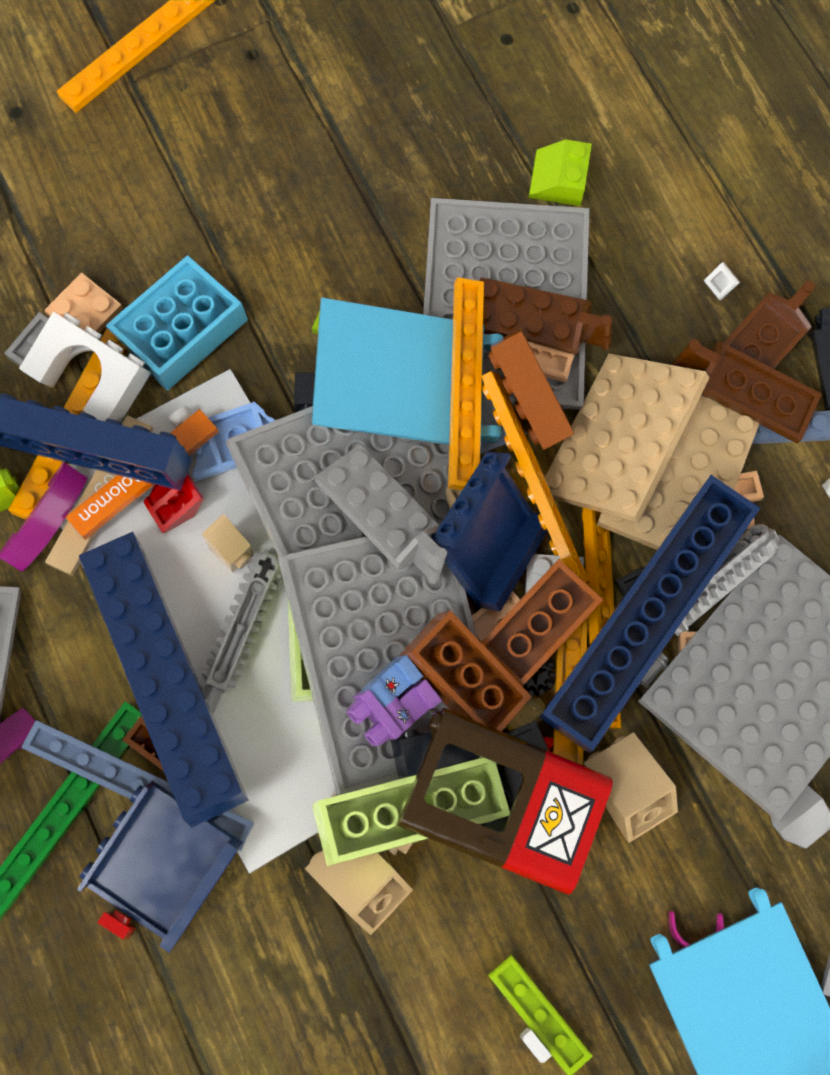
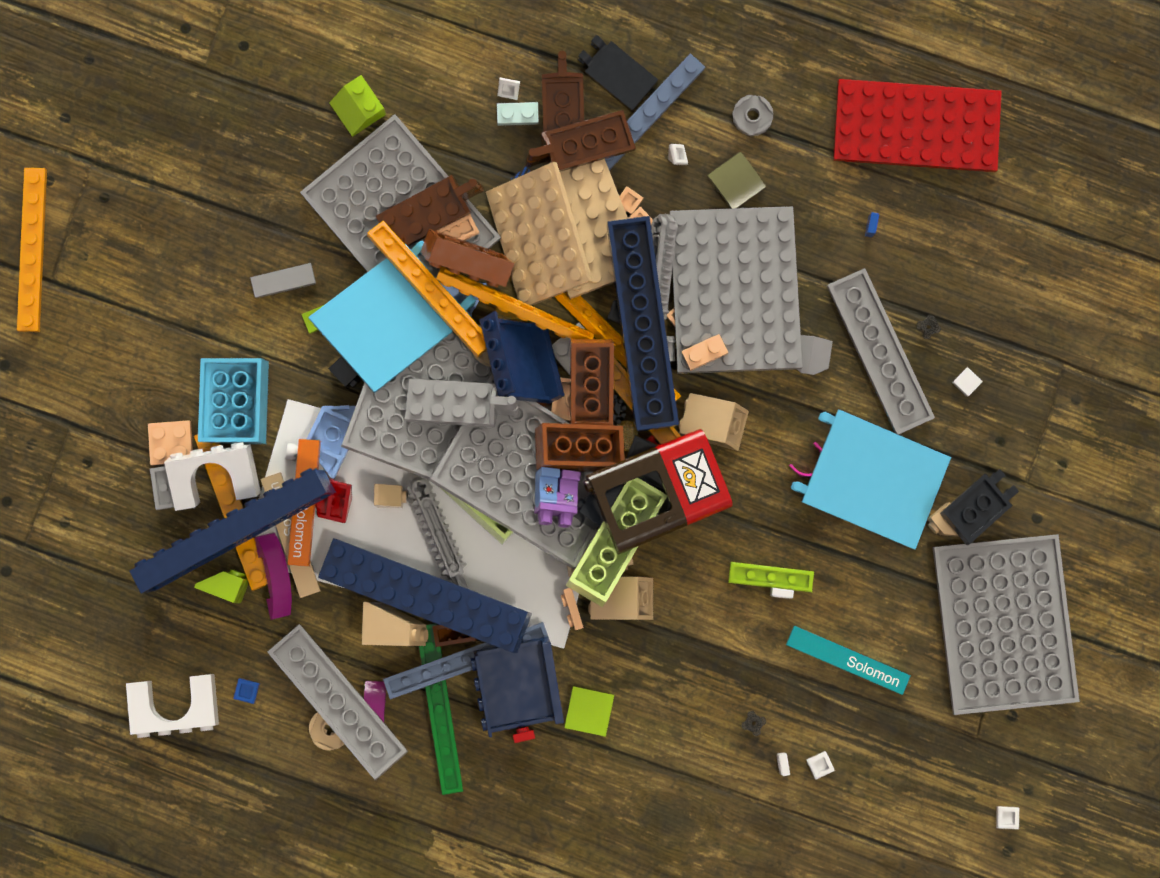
camera: 45 degrees left, 10 degrees up
(97, 675) = (390, 626): none -> tan slope
(209, 967) = (589, 711): none -> lime tile
(290, 850) = (574, 617): none -> light nougat plate
(336, 262) = (283, 280): none -> light grey tile
(688, 704) = (704, 352): none -> light nougat plate
(708, 312) = (517, 113): none -> light aqua plate

